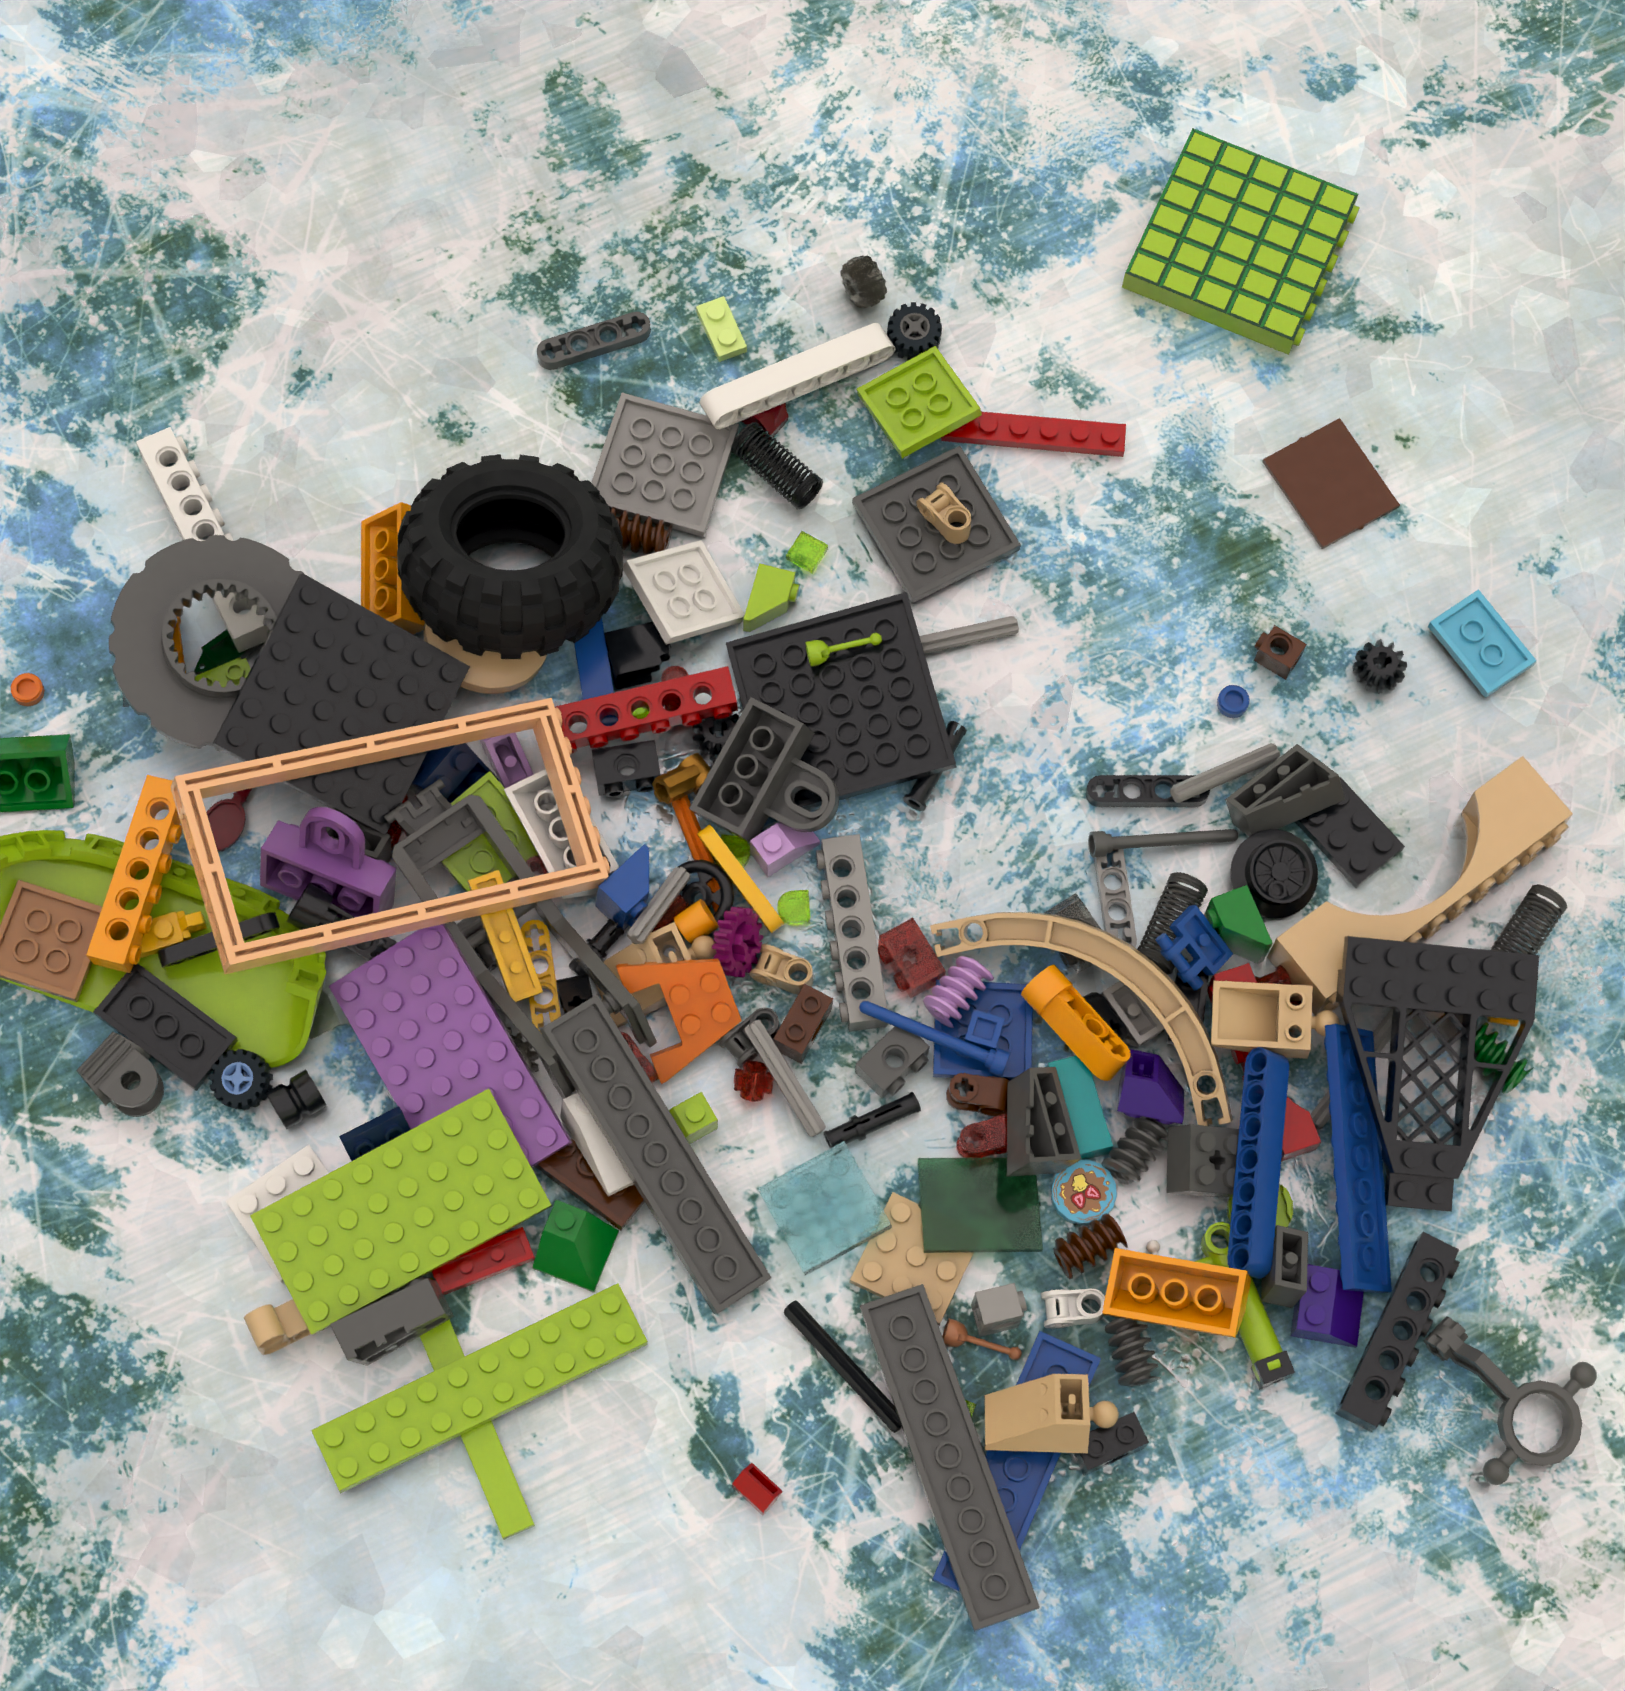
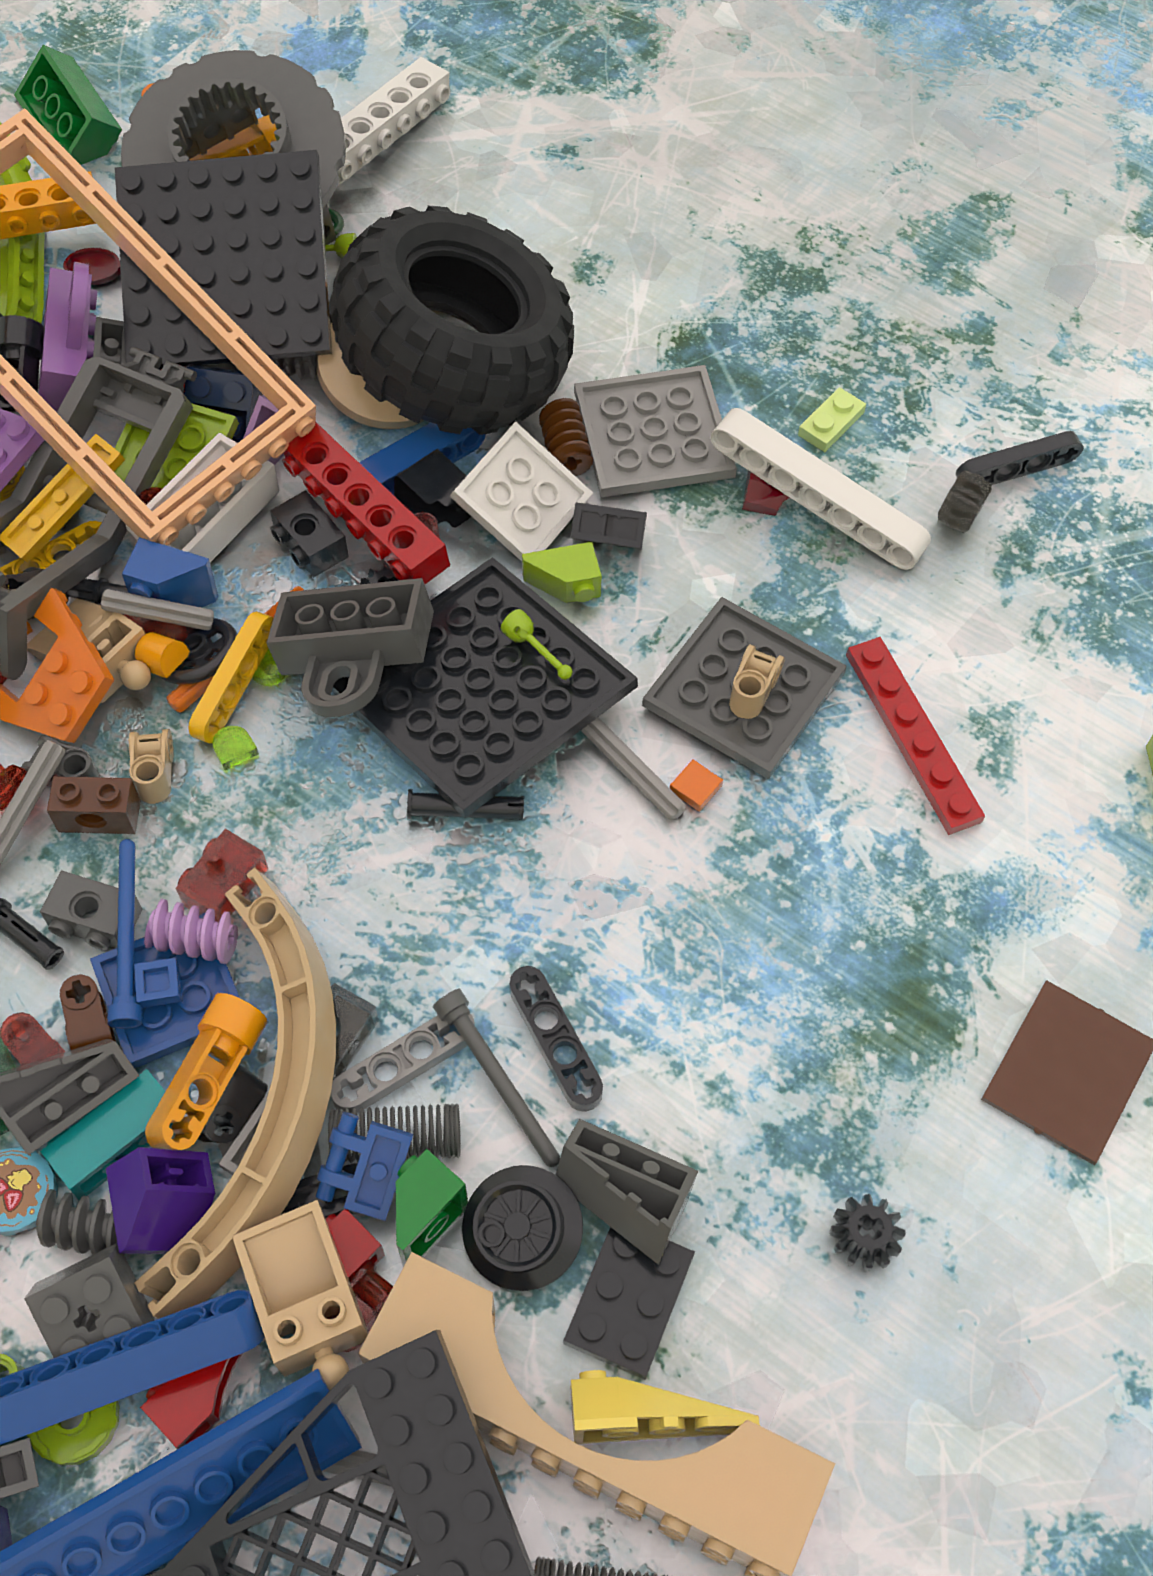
camera: 65 degrees right, 10 degrees down
(591, 335) = (717, 306): dark grey beam -> none
(682, 780) = (309, 574): pearl gold piece -> none
(738, 941) = (153, 711): magenta gear -> none
(747, 543) = (608, 525): none -> black brick
(775, 460) = (714, 517): black piece -> none
(780, 846) = (281, 697): lavender slope -> none
(807, 552) = (640, 588): clear neon green tile -> none
(840, 220) = (1025, 458): none -> black beam
(847, 853) = (247, 810): light grey brick -> none
(914, 321) = (959, 571): black wheel -> none
(919, 402) = (867, 606): lime plate -> none
(999, 600) = (696, 785): none -> orange tile
(1224, 773) = (619, 1108): light grey axle -> none
(1233, 701) = (723, 1083): blue tile -> none
(1279, 664) = (811, 1120): reddish brown brick -> none
(1422, 867) = (626, 1410): none -> light yellow wedge
(1482, 643) = (978, 1351): medium azure plate -> none

